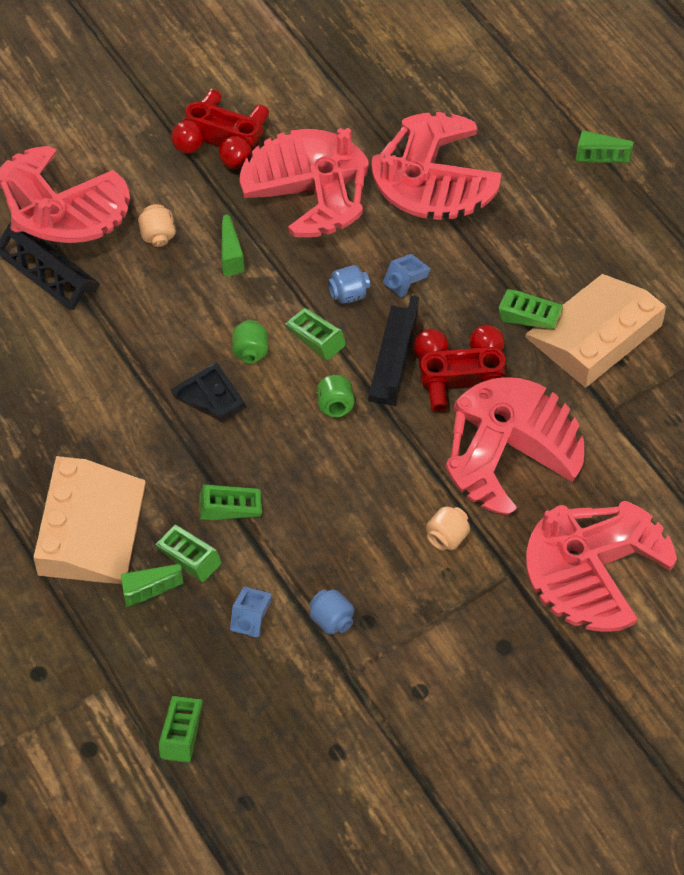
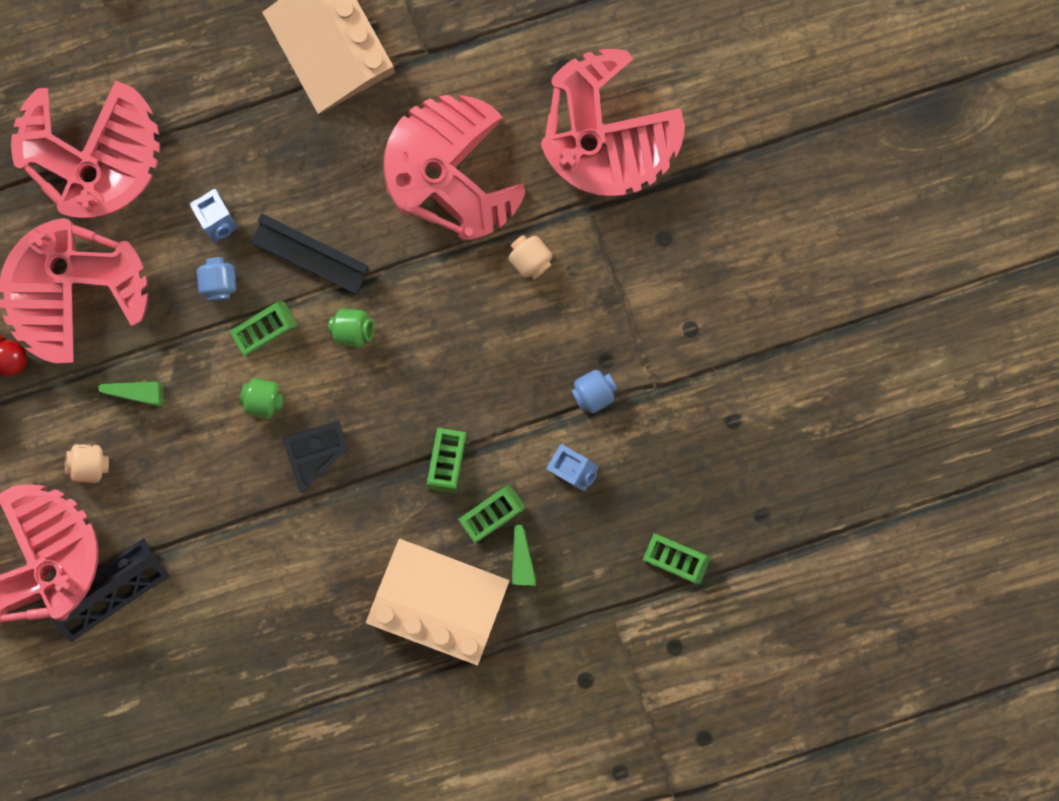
camera: 75 degrees left, 30 degrees up
(458, 367) = (319, 215): red piece -> none
(515, 301) = (297, 117): bright green slope -> none

